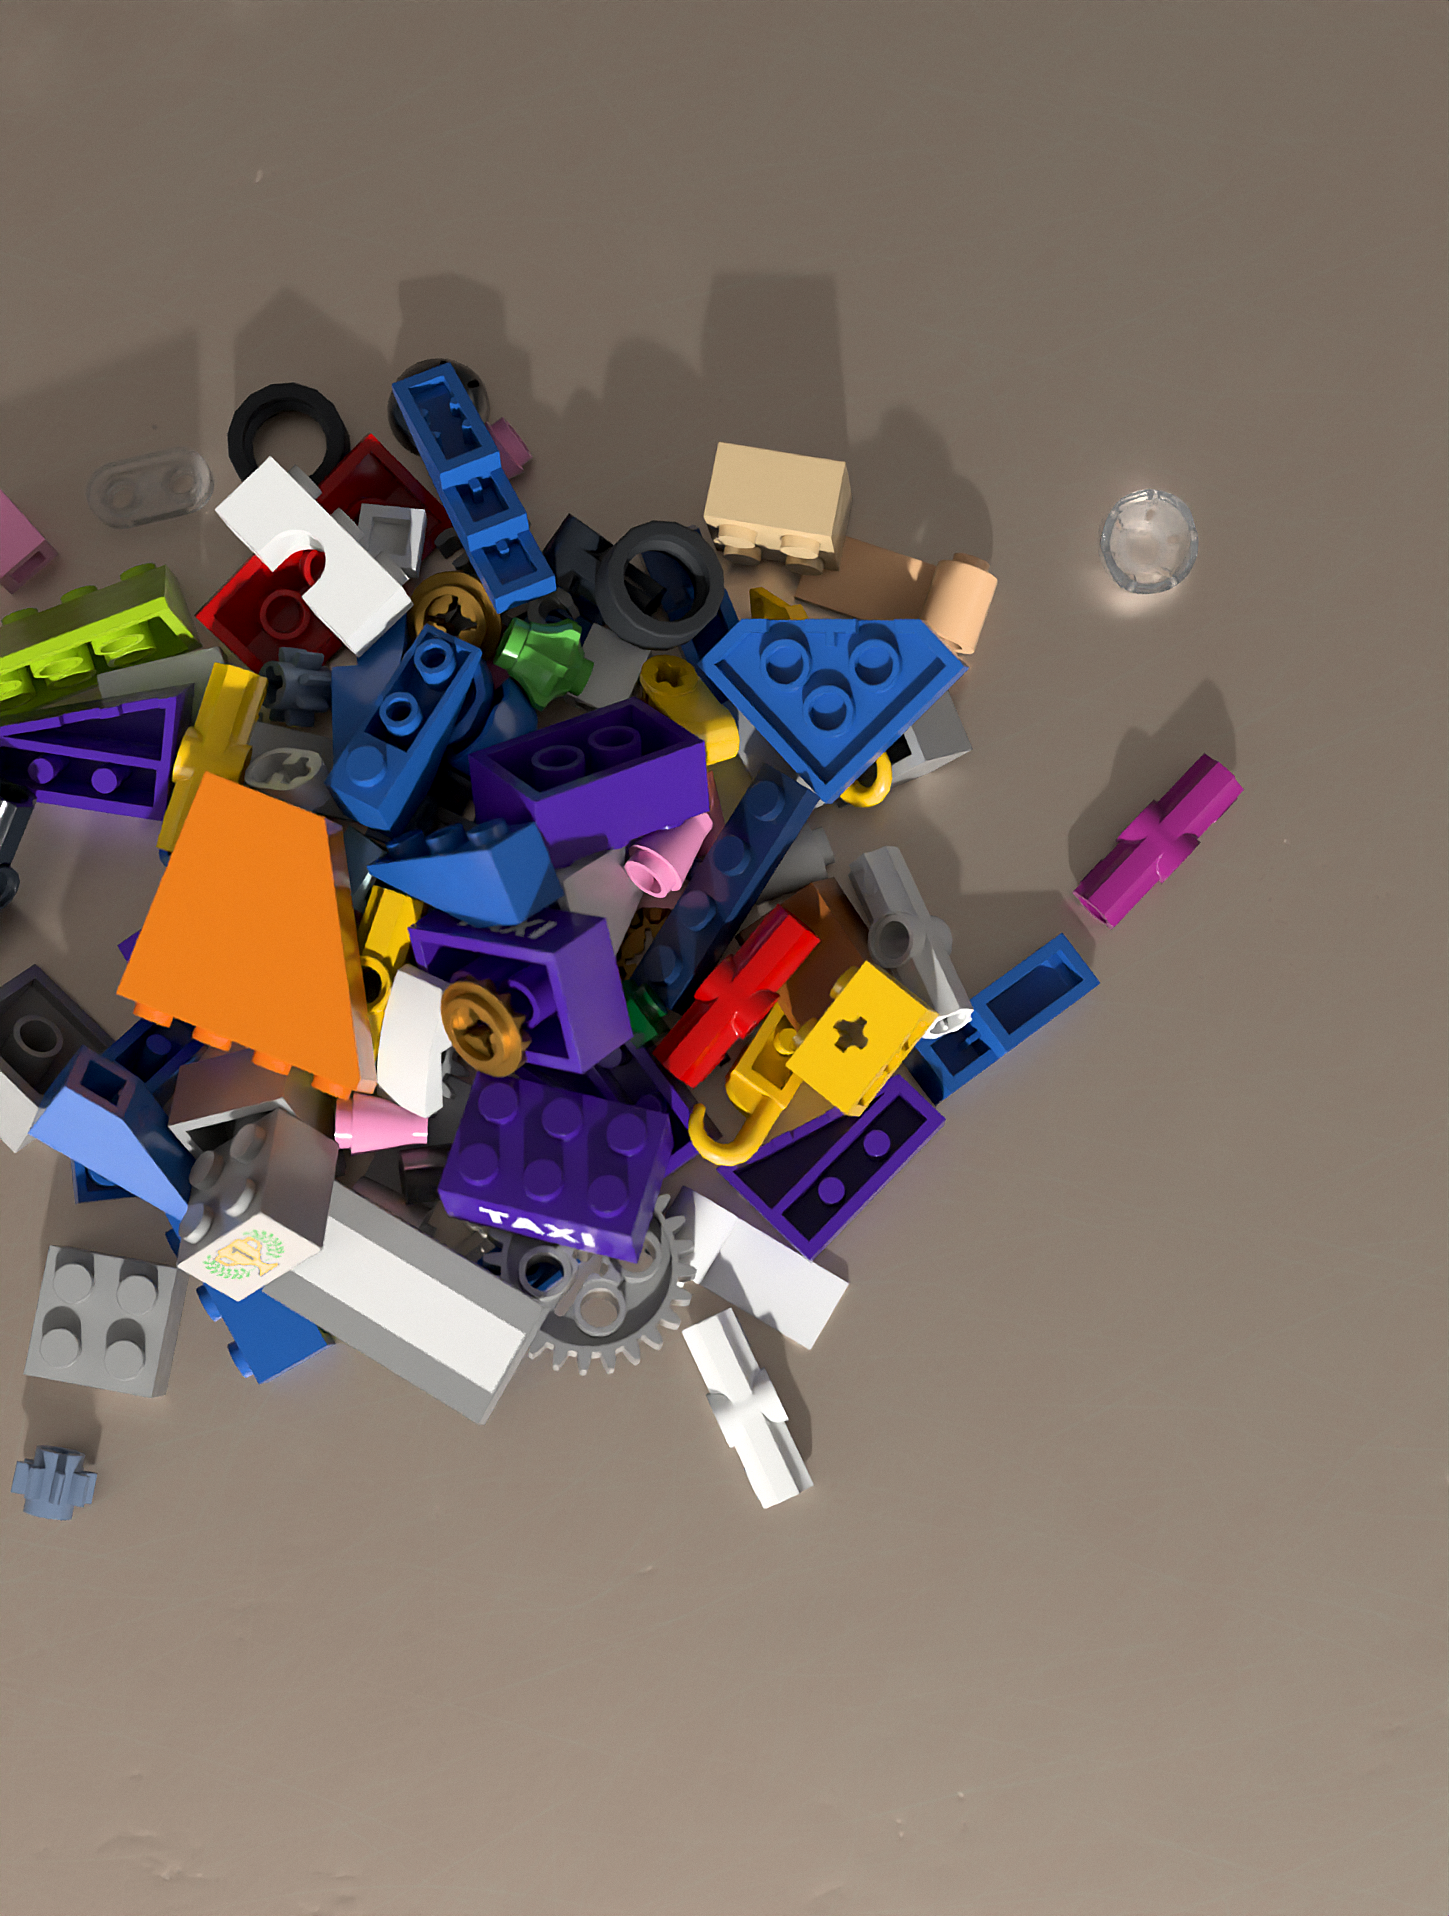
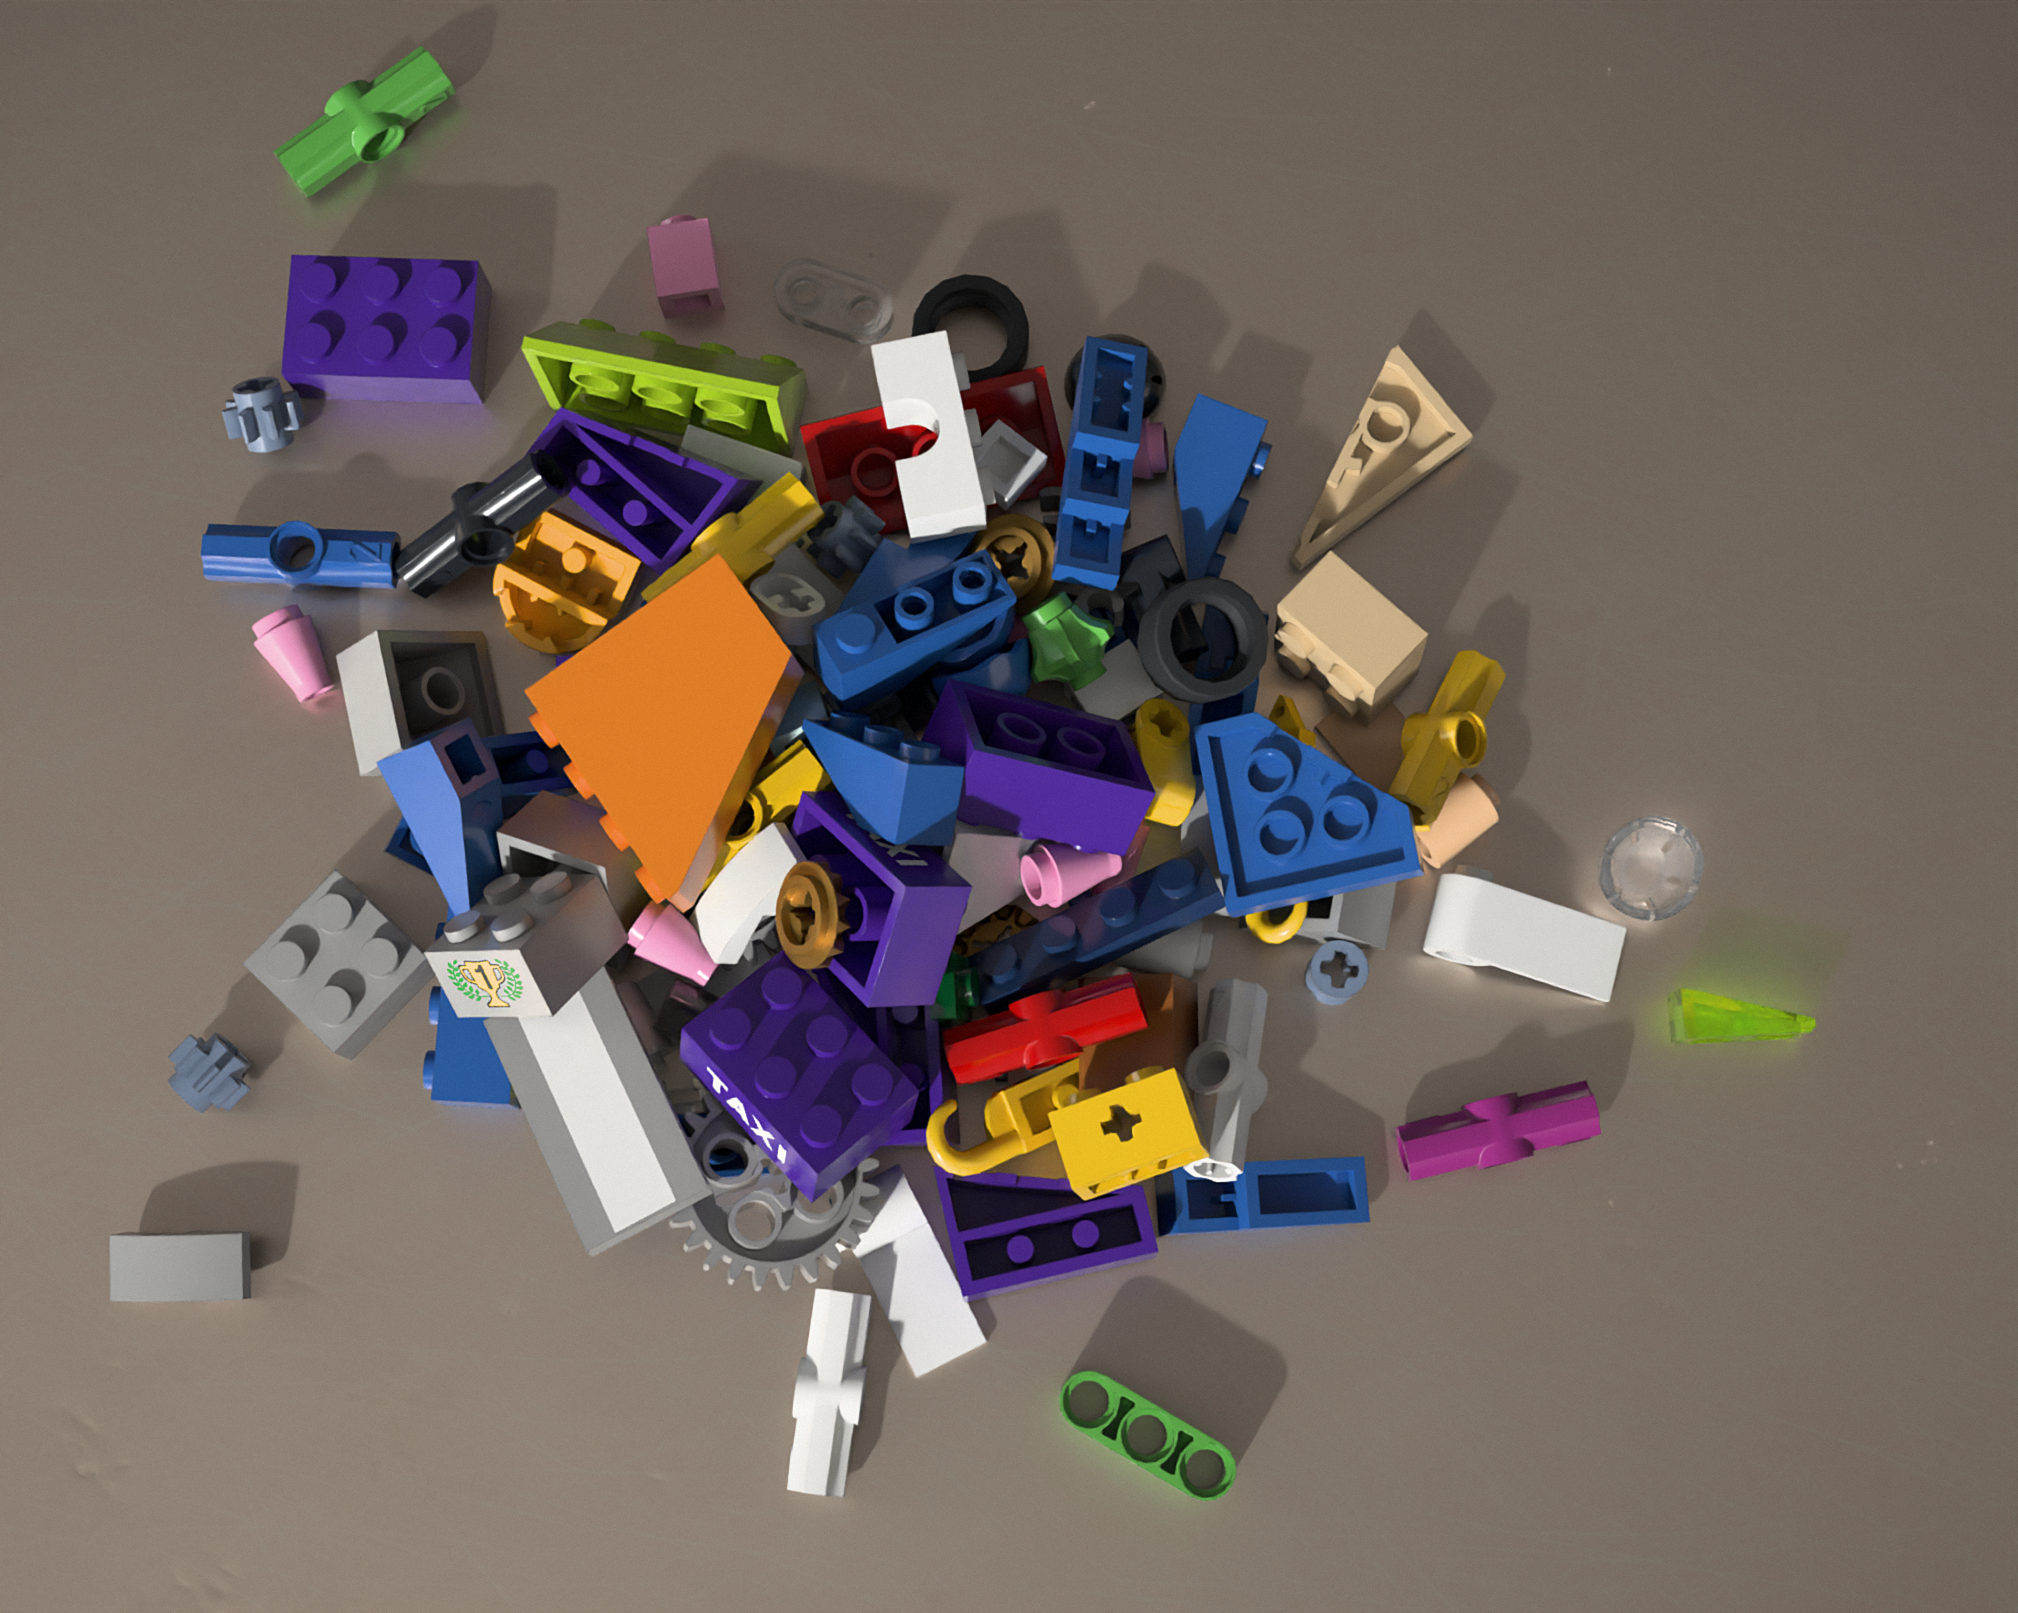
camera: 30 degrees right, 5 degrees down
(81, 879) = (565, 584): none -> light orange slope
(137, 1656) = (180, 1266): none -> light grey slope
(568, 436) = (1208, 473): none -> blue slope
(709, 315) = (1393, 446): none -> tan wing
(911, 537) = (1446, 736): none -> yellow piece
(950, 776) = (1352, 962): none -> sand blue bush
(1060, 1279) = (1178, 1445): none -> bright green beam
(1076, 664) = (1523, 934): none -> white door
(1276, 635) = (1711, 1019): none -> clear neon green slope

